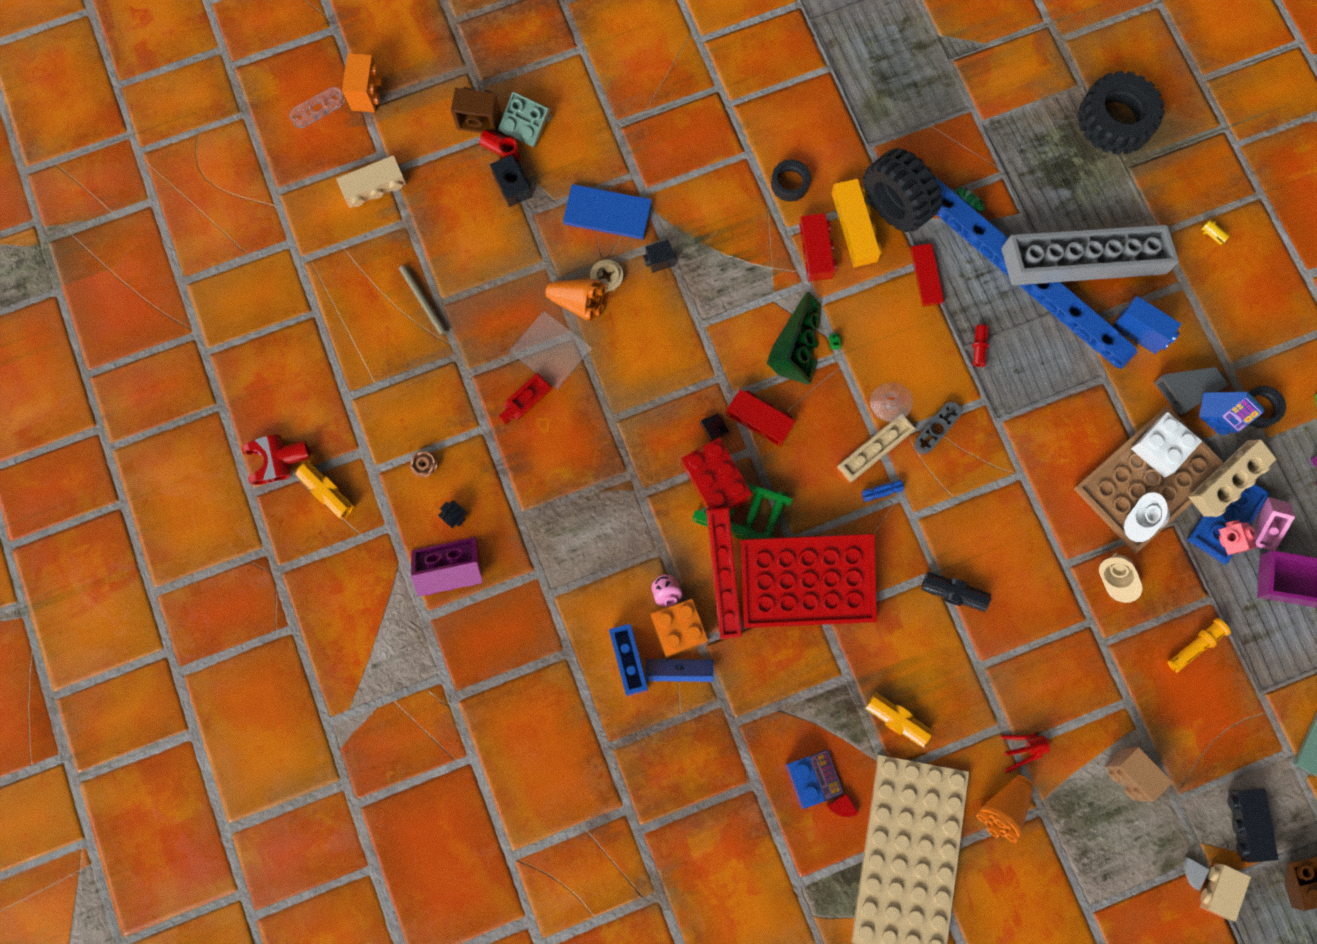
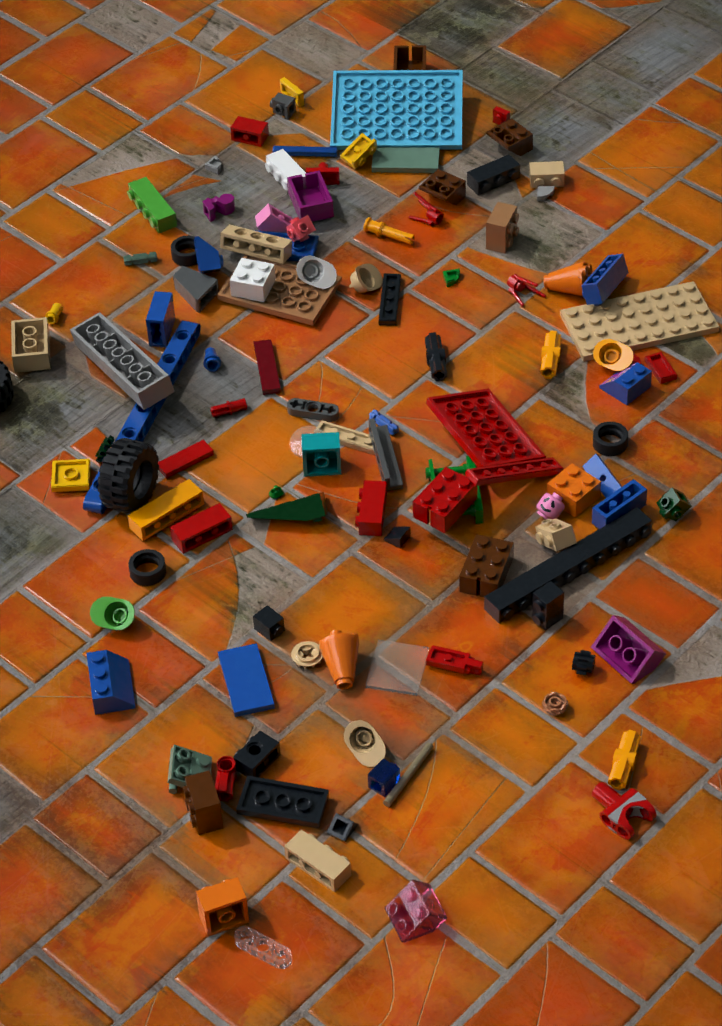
camera: 115 degrees left, 30 degrees down
(274, 234) = (415, 911): none -> clear pink slope
(400, 221) = (341, 827): none -> black slope
(425, 274) = (383, 777): none -> clear blue brick
(450, 182) = (283, 802): none -> black plate
(473, 275) = (364, 743): none -> tan piece
(532, 512) = (548, 605): none -> black brick
(583, 571) = (568, 564): none -> black brick
(601, 718) = (673, 504): none -> dark green brick
(621, 486) = (488, 562): none -> reddish brown piece
(621, 571) = (555, 534): none -> tan brick
(663, 95) = (110, 682): none -> blue slope
(739, 125) = (112, 613): none -> bright green piece
(753, 712) = (606, 448): none -> black tyre
(822, 835) = (660, 367): none -> red tile
(825, 461) = (385, 456): none -> dark grey fence
(855, 783) = (613, 355): none -> light orange piece
(856, 393) = (321, 454): none -> teal brick
(954, 160) = (70, 475): none -> yellow plate
(984, 845) = (604, 279): none -> blue brick
(1028, 411) = (267, 367): none -> dark red tile
(1063, 358) = (211, 361): none -> blue cone
(1080, 592) = (389, 299): none -> black tile
(1087, 680) = (451, 276): none -> green tile
(1167, 185) = (30, 344): none -> tan brick
(1206, 713) = (433, 214): none -> red plant
(1247, 745) = (445, 187): none -> reddish brown slope
(1272, 354) = (140, 258): none -> sand green axle

